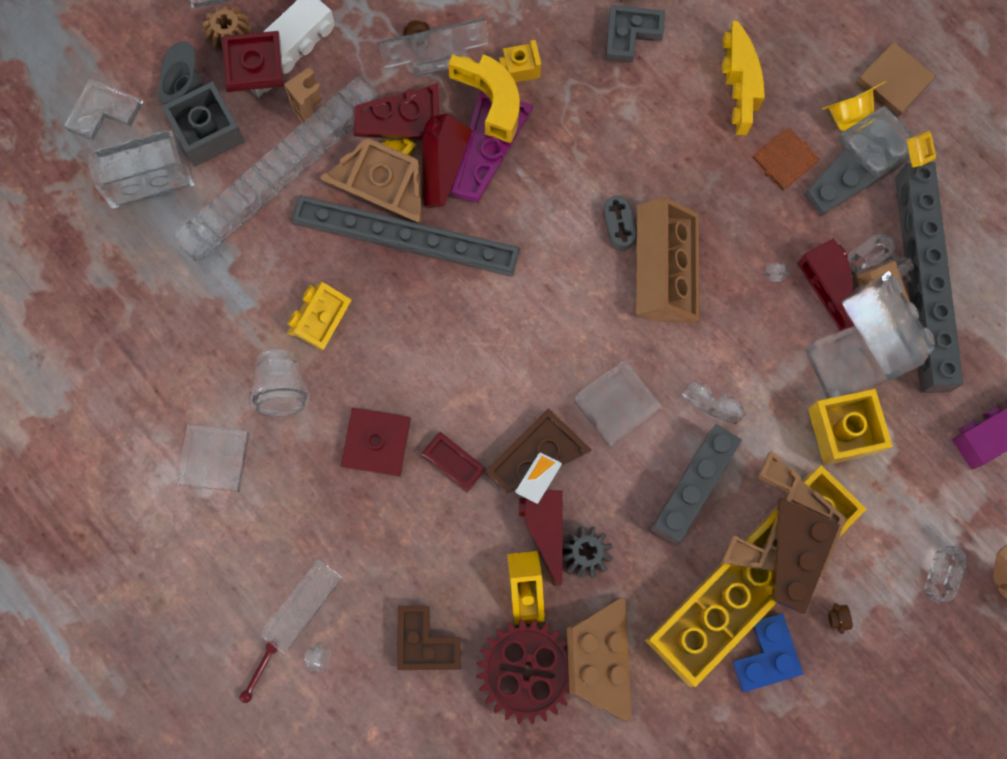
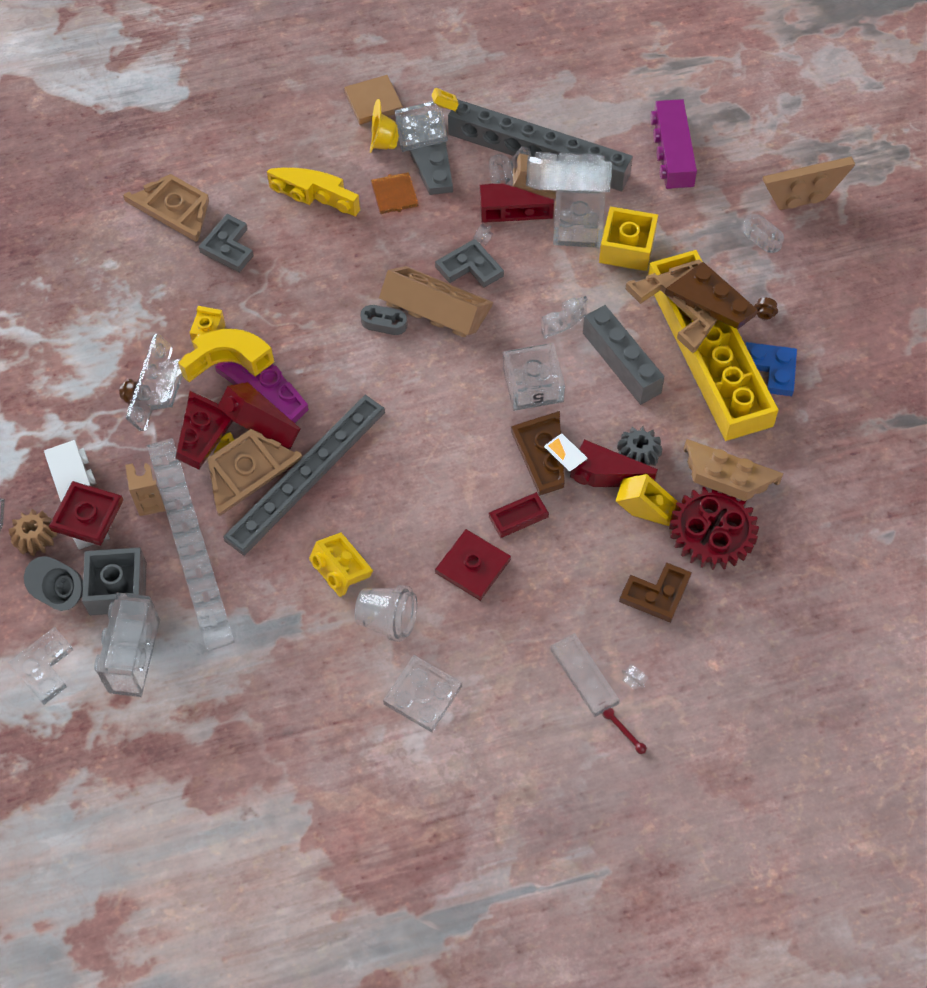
camera: 60 degrees left, 15 degrees down
(738, 273) = (471, 259): none -> dark grey plate

